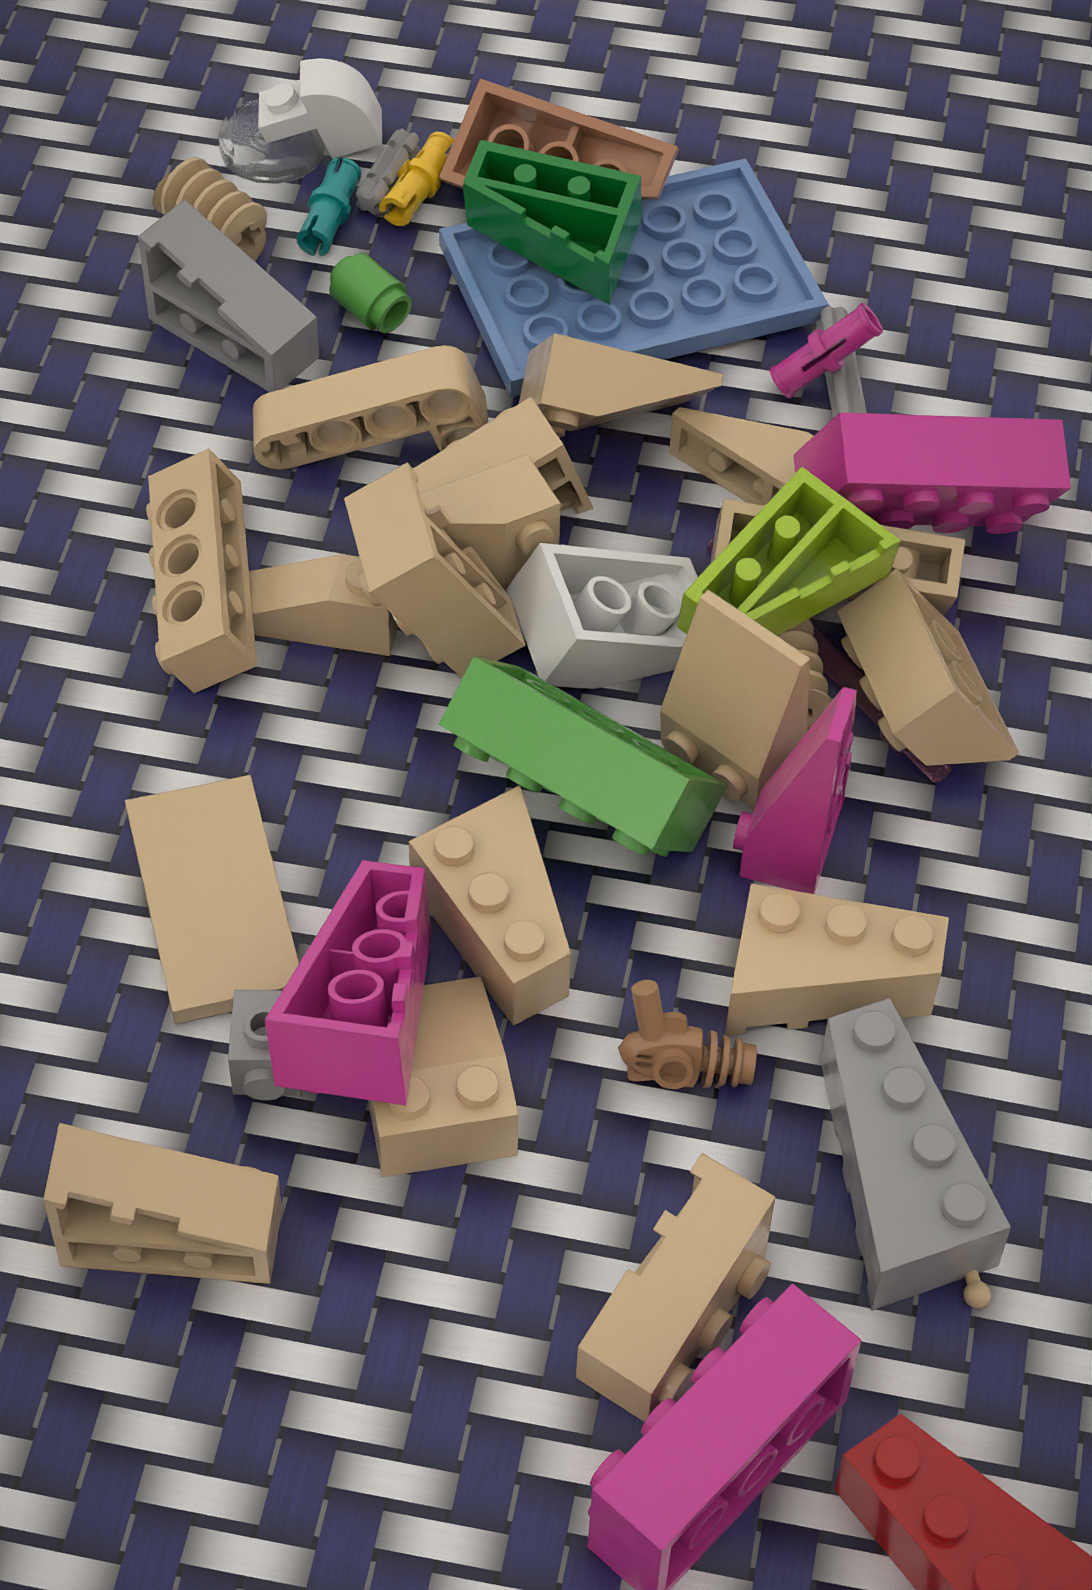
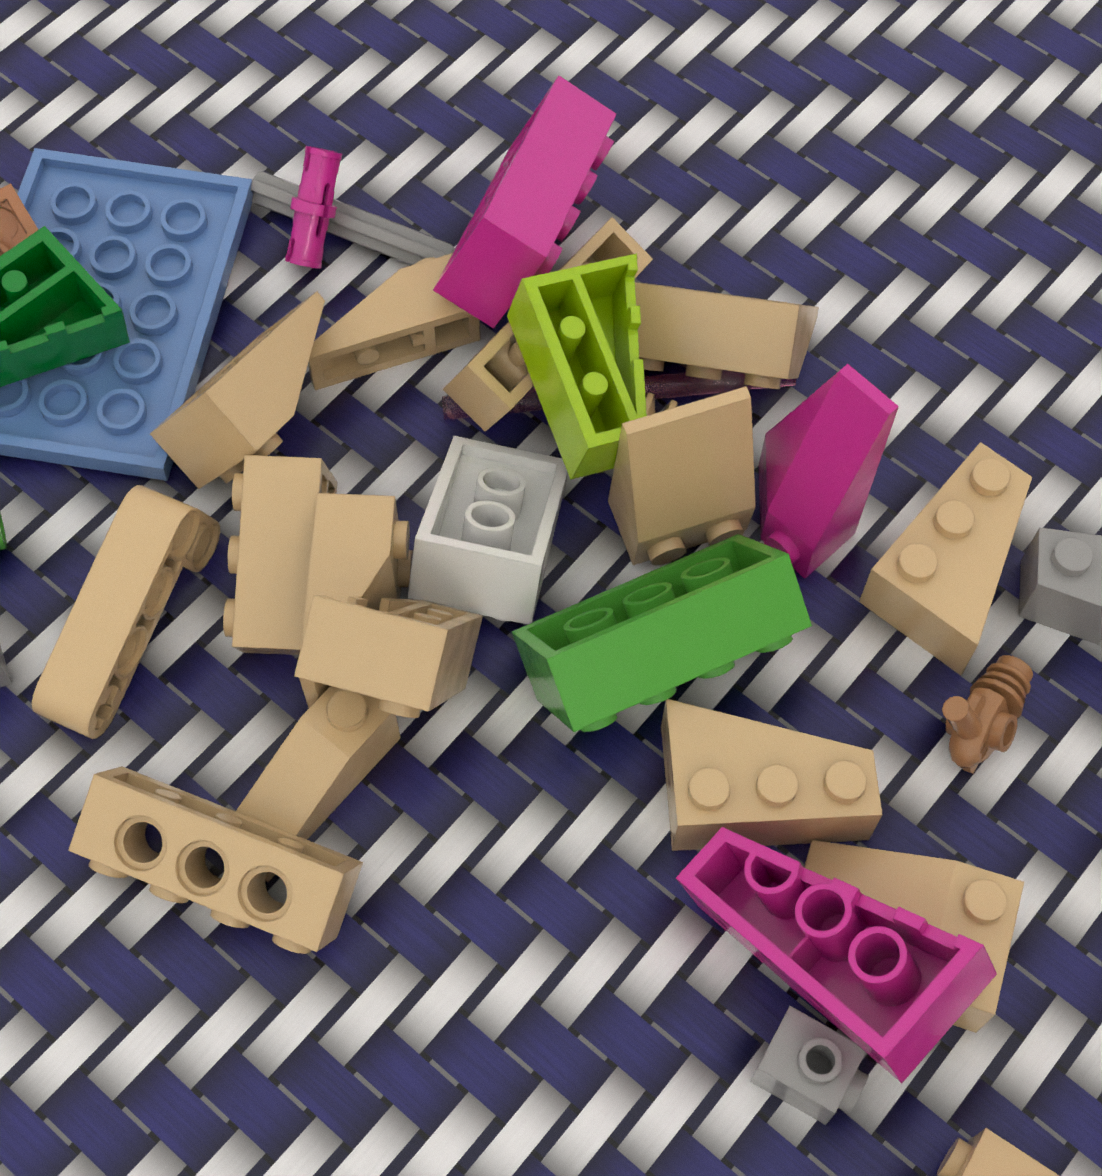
camera: 60 degrees left, 10 degrees up
(211, 895) = (601, 1036): tan tile -> none

